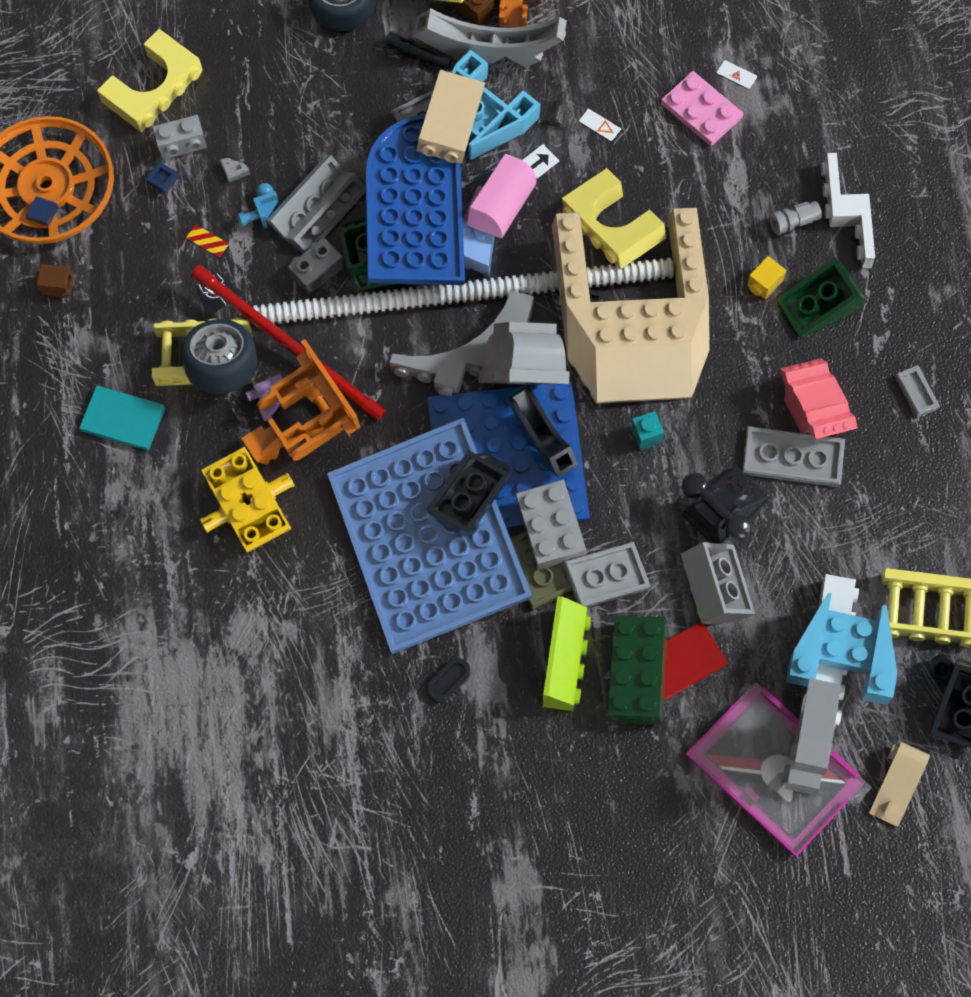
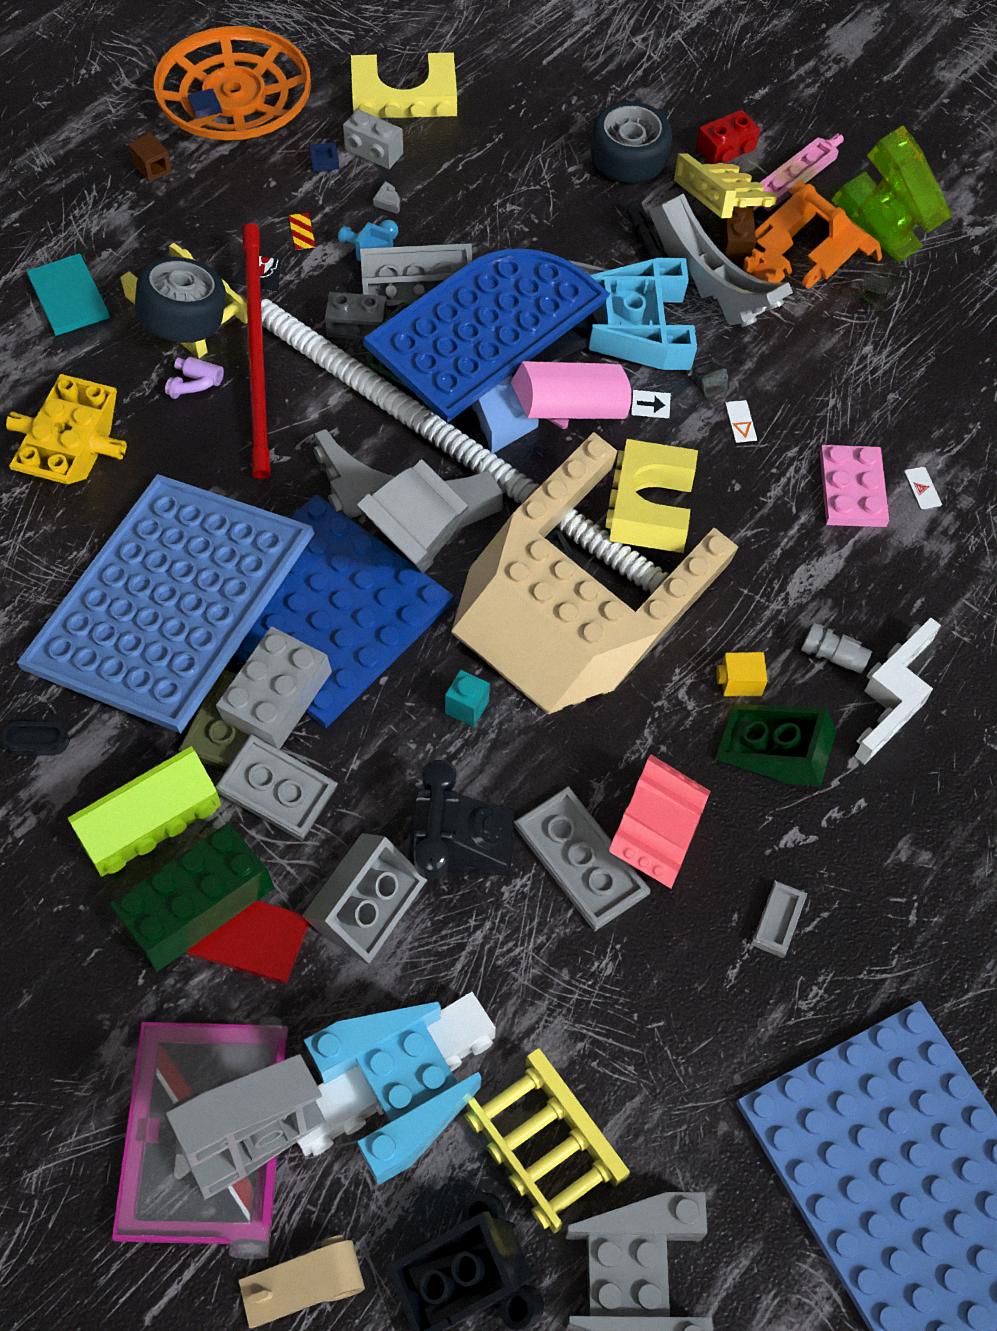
camera: 40 degrees right, 10 degrees down
(299, 440) = (162, 421): orange container -> none
(450, 117) = (595, 281): tan panel -> none
(469, 492) = (233, 585): black slope -> none
(541, 433) = (363, 600): black arch -> none

